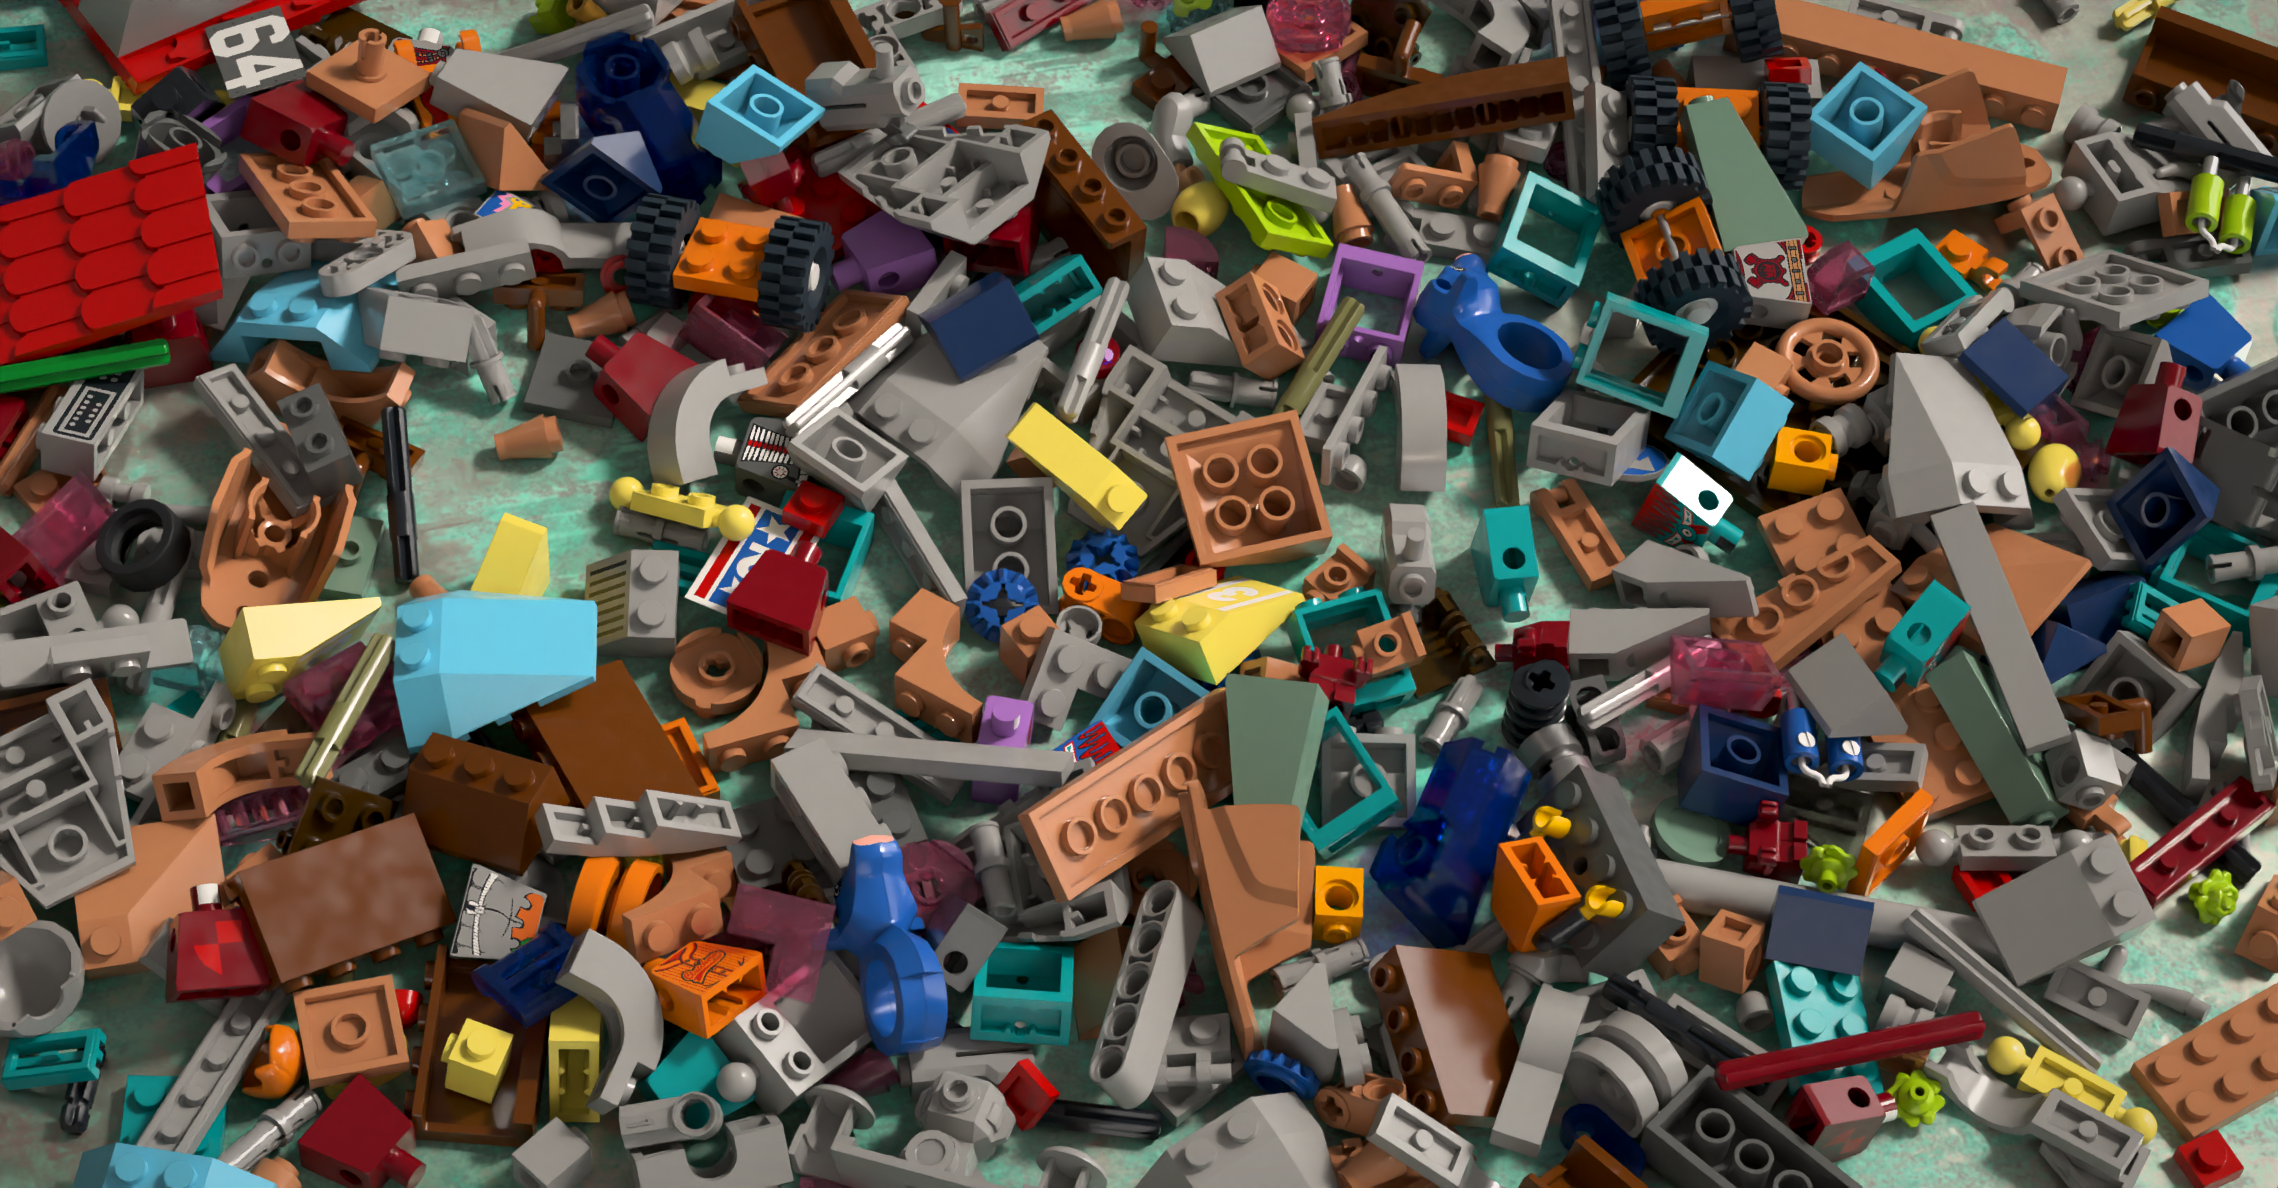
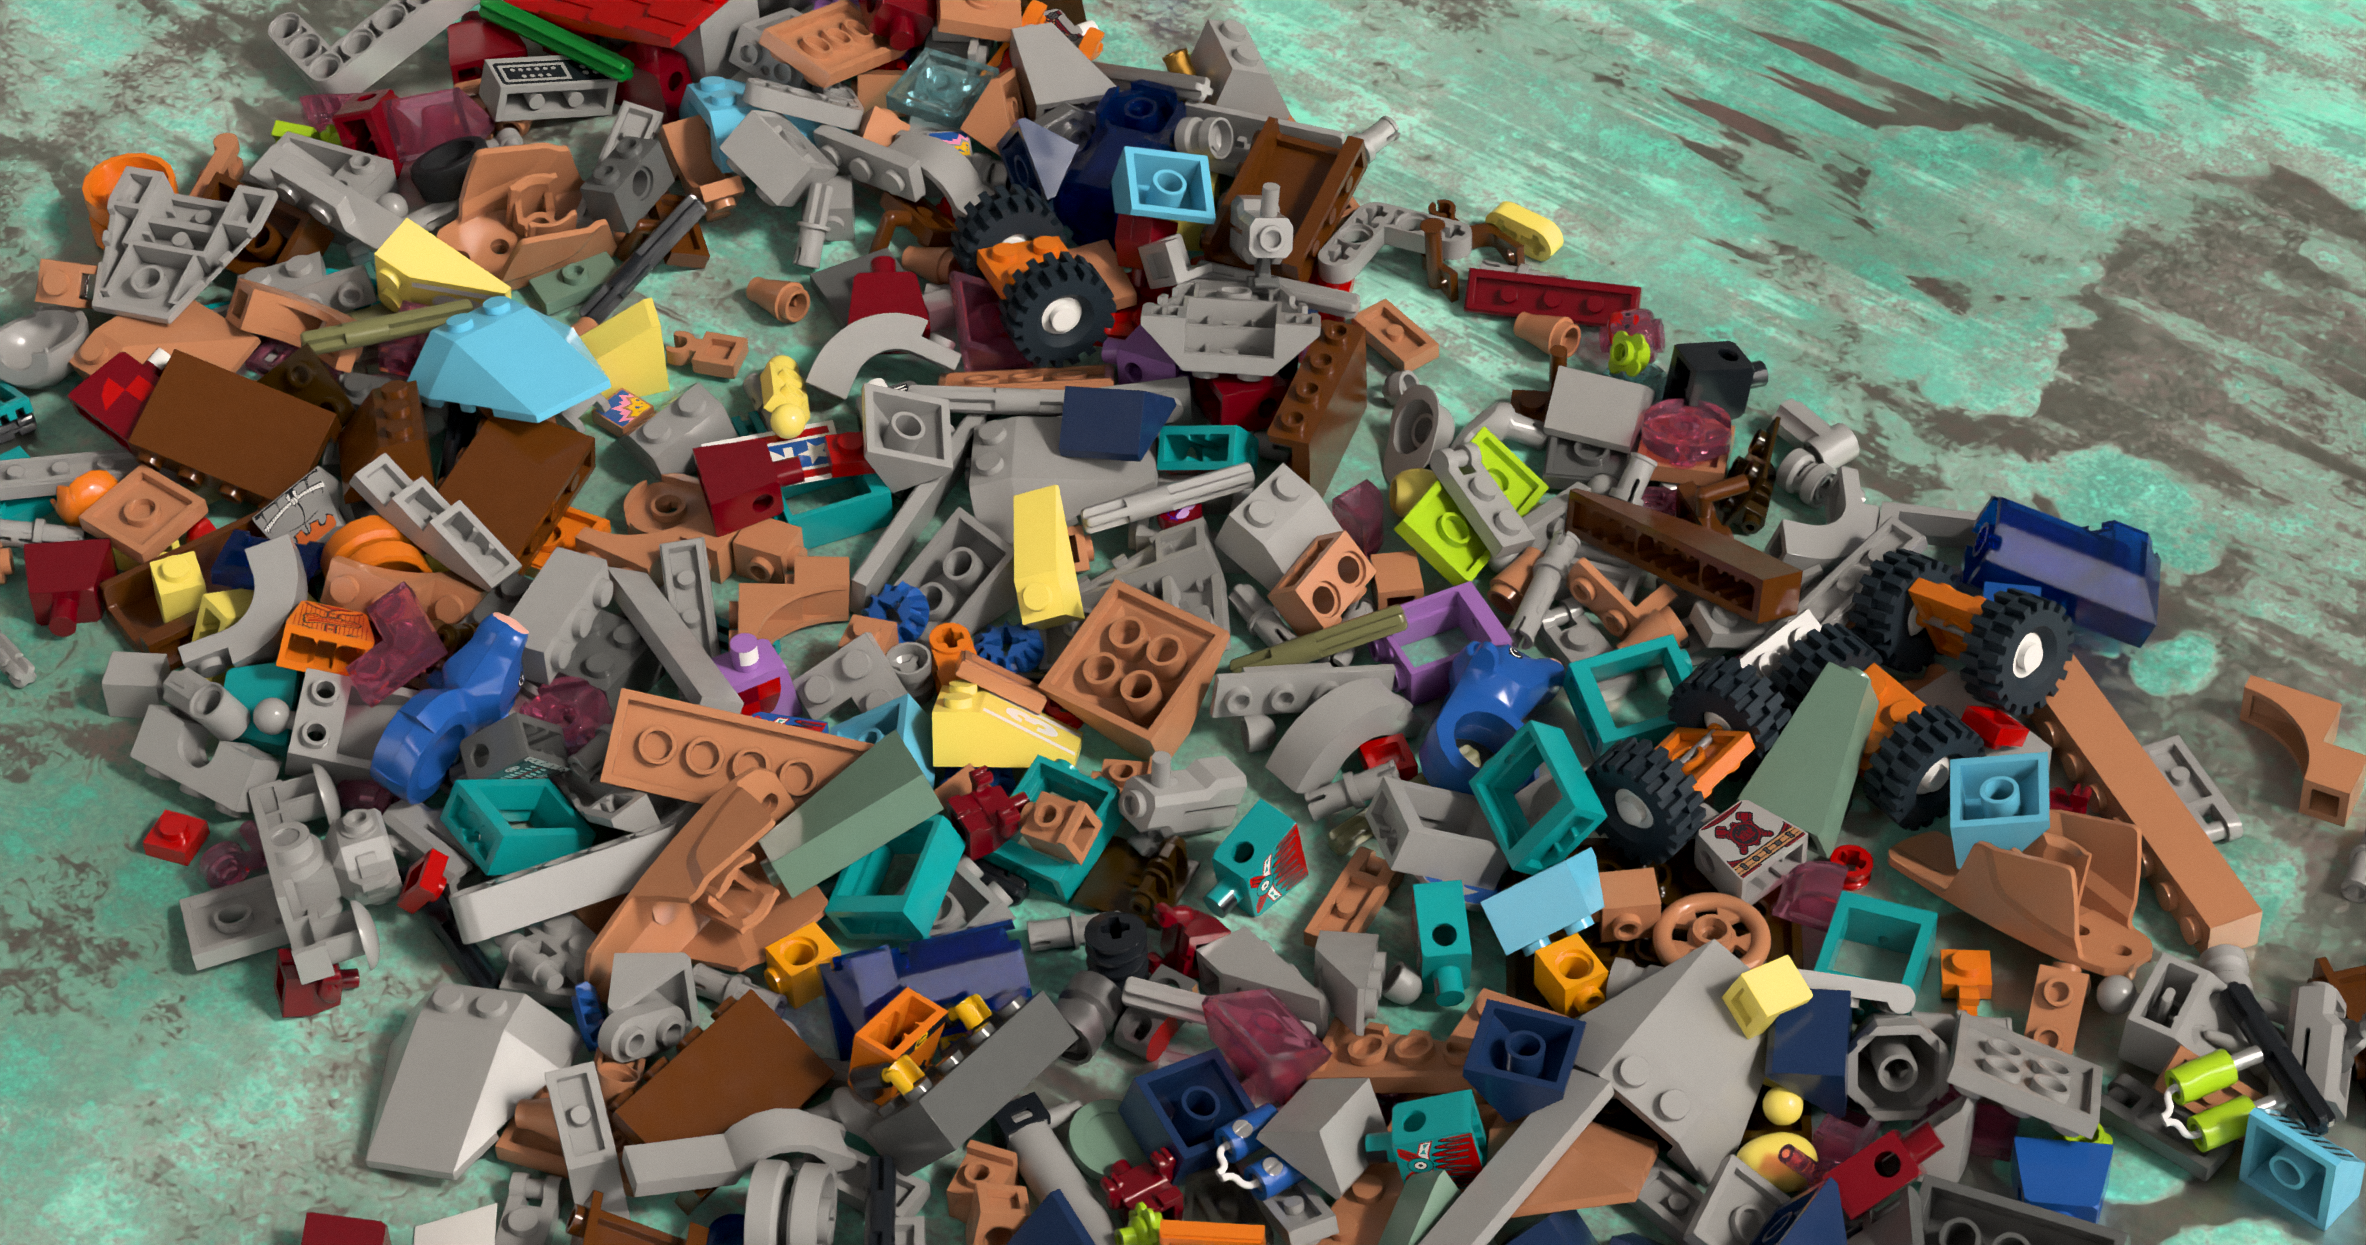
camera: 60 degrees right, 10 degrees down
(562, 518) = (713, 355): none -> nougat plate
(821, 173) = (1168, 262): none -> light grey panel
(1474, 457) = (1350, 791): none -> light grey pin
(1915, 529) = (1522, 1058): none -> dark blue slope
(1972, 363) = (1764, 994): none -> light yellow panel

